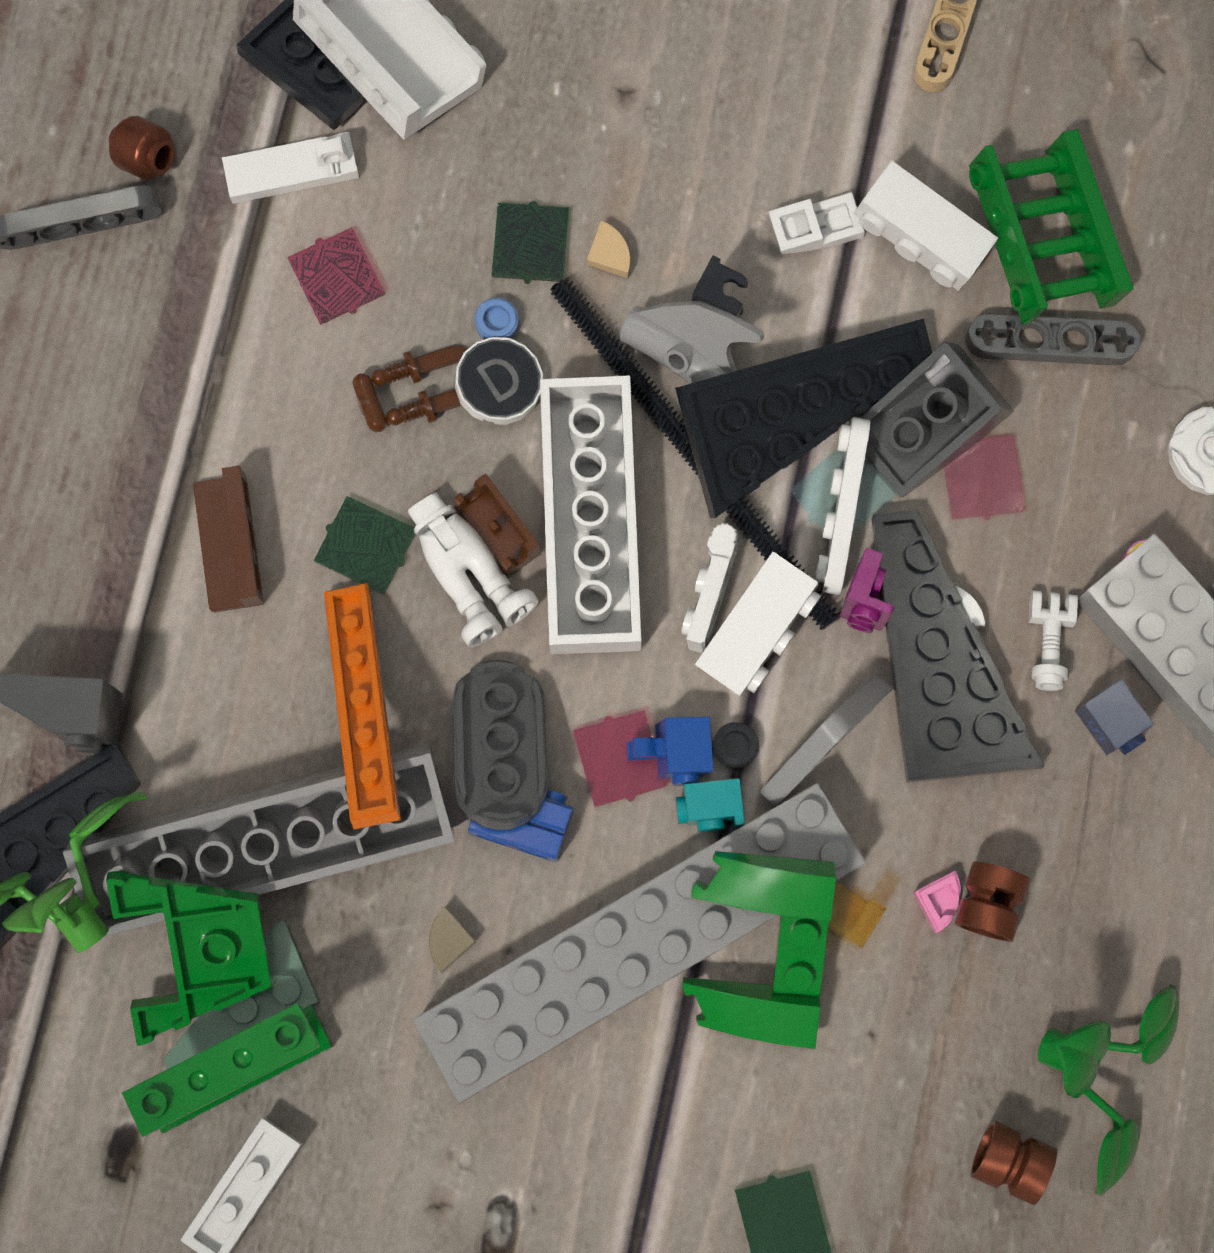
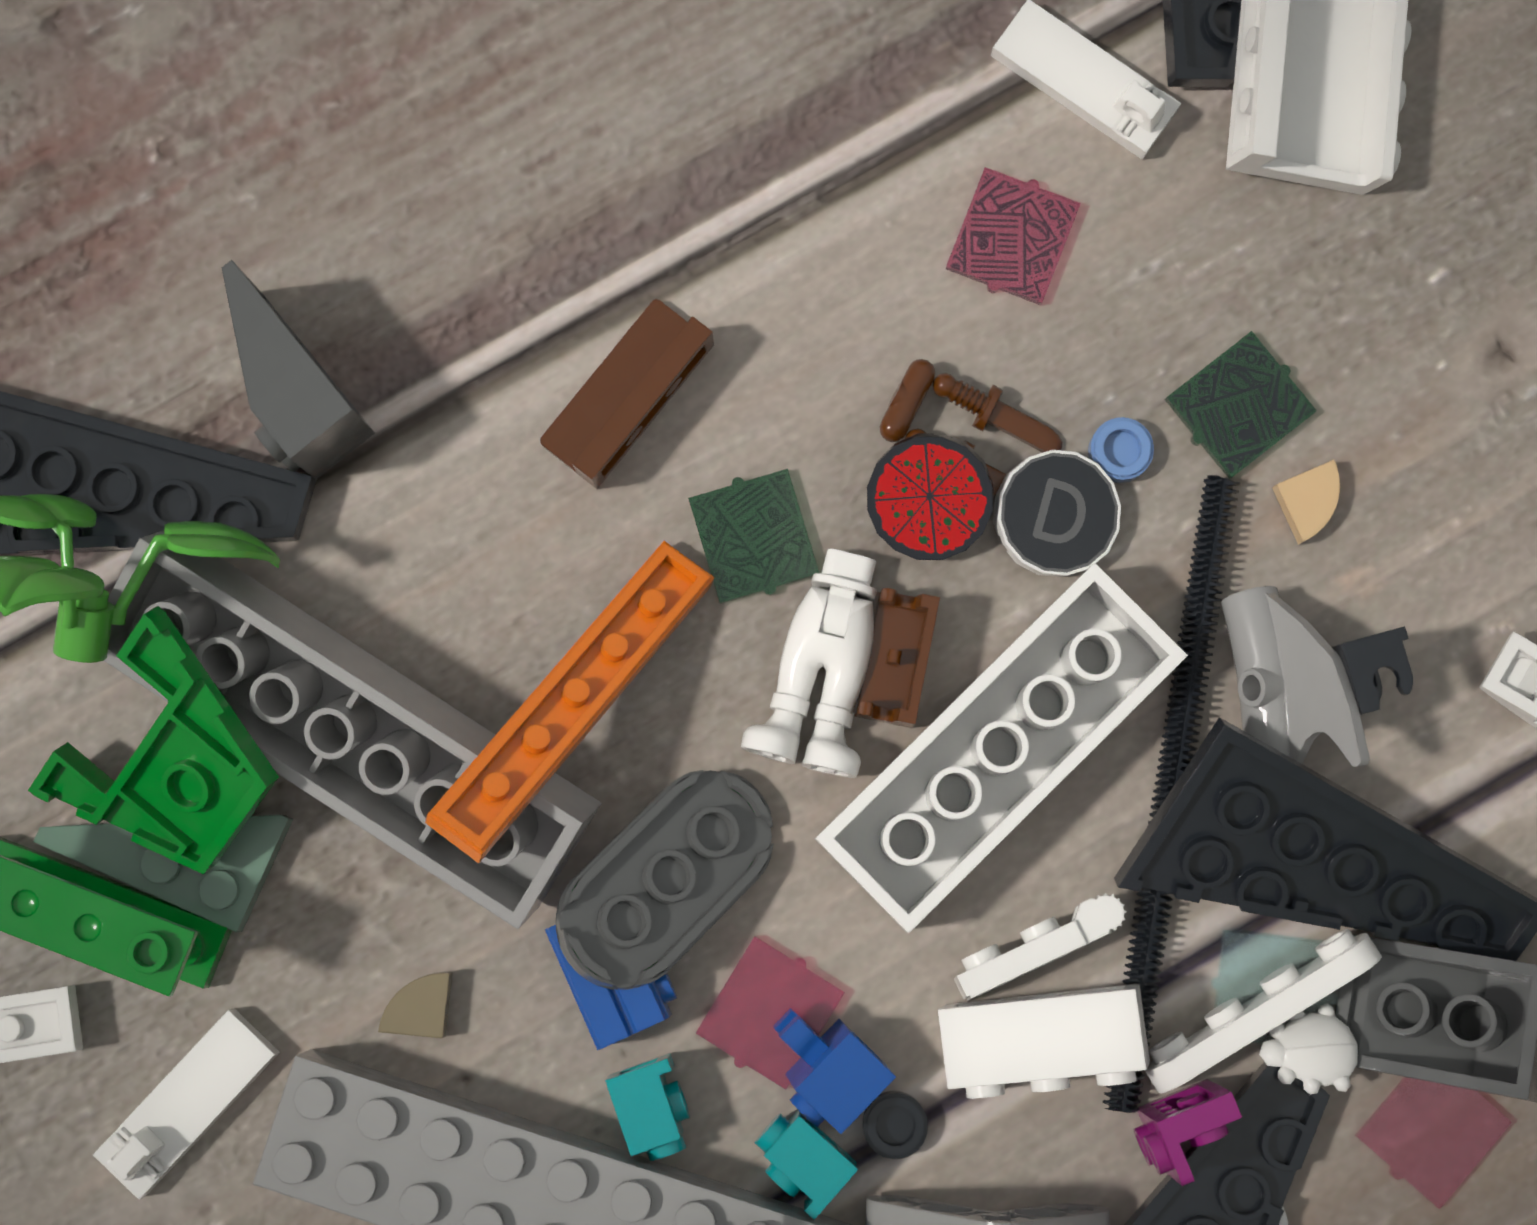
camera: 50 degrees right, 5 degrees up
(383, 1113) = (186, 1103): none -> white hinge
(429, 435) = (930, 496): none -> tile
(611, 862) = (649, 1108): none -> teal brick
(887, 497) = (1313, 1049): none -> white piece

